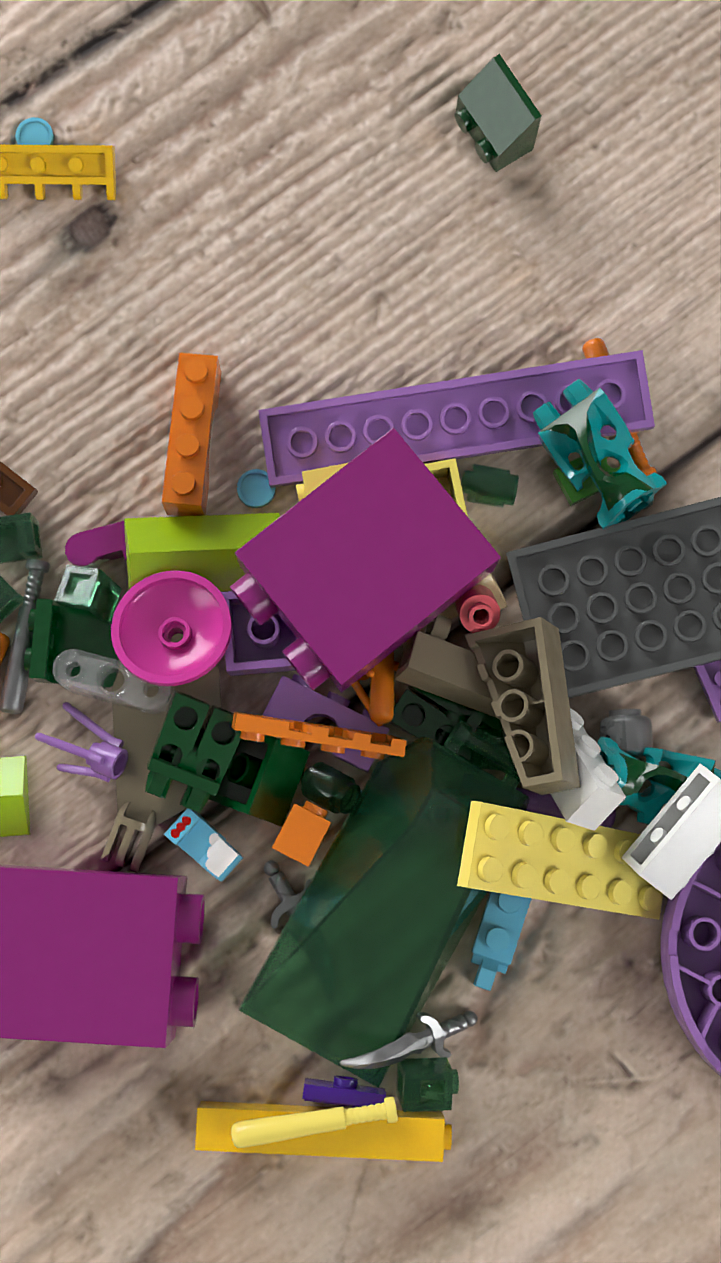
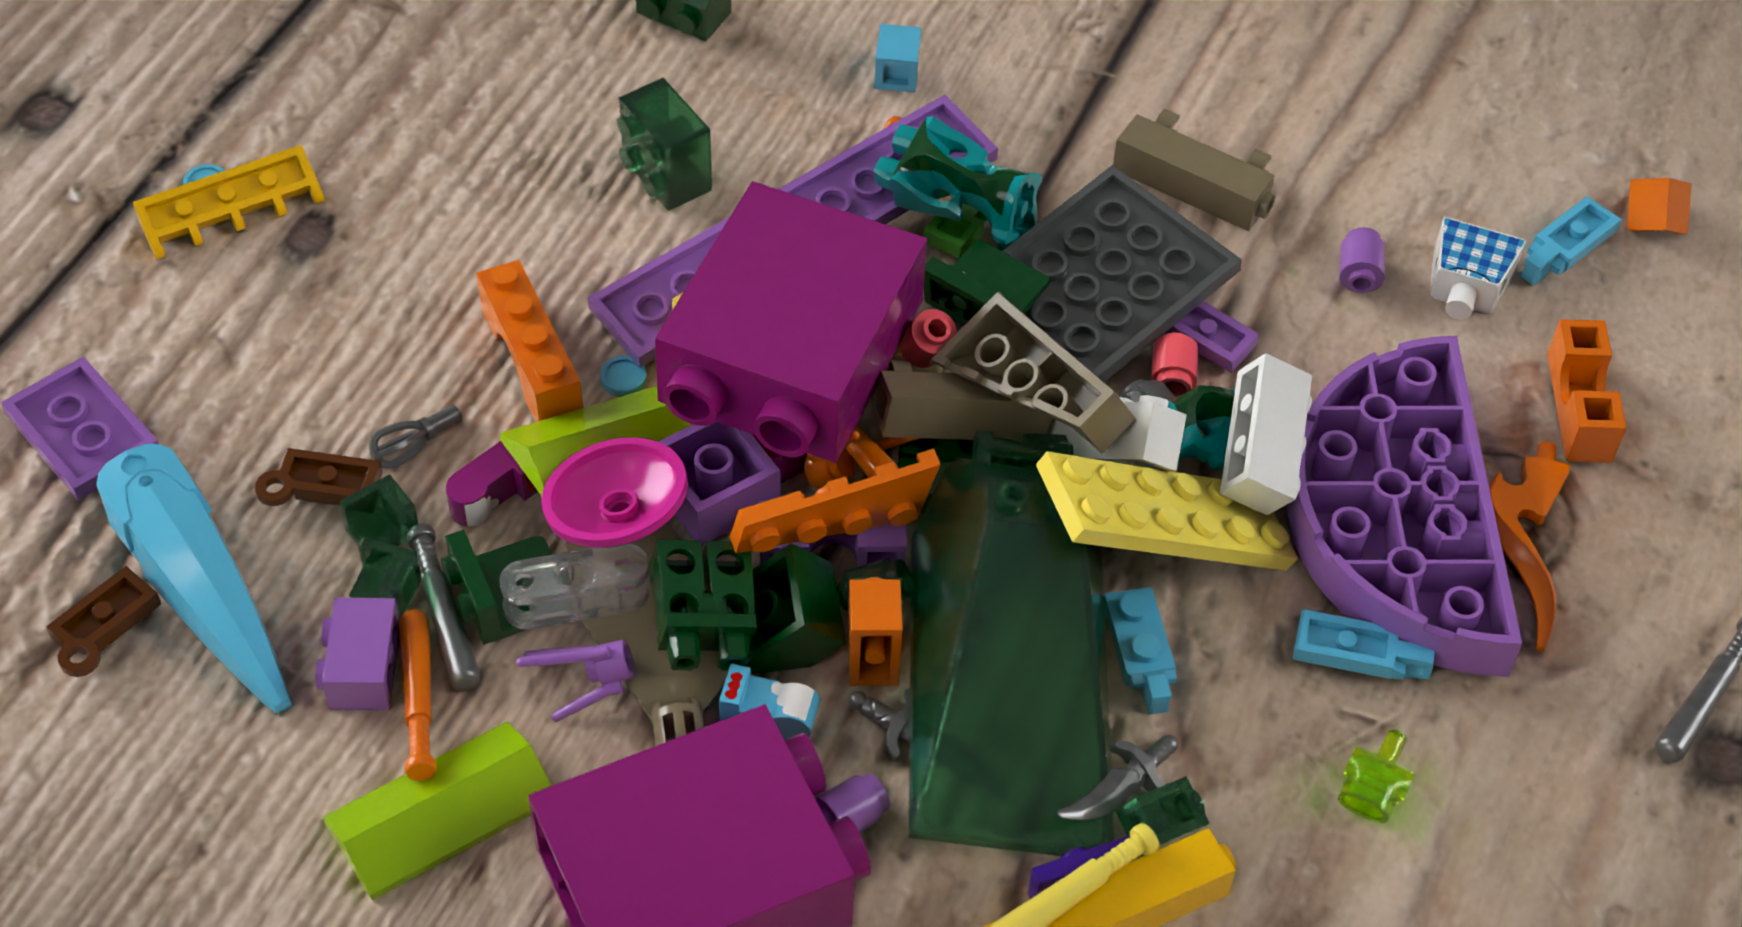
camera: 30 degrees left, 30 degrees down
(86, 466) = (424, 430): none -> dark grey piece
(88, 590) = (495, 514): clear green panel -> none
(215, 957) = (858, 798): none -> medium lavender brick
(390, 287) = (665, 144): none -> clear green brick
(563, 564) = (976, 278): none -> dark green bracket
(596, 1131) = (1375, 782): none -> clear neon green piece
(635, 276) = (897, 58): none -> medium azure panel
(651, 1017) = (1359, 647): none -> medium azure hinge
(673, 701) = (1175, 362): none -> coral brick

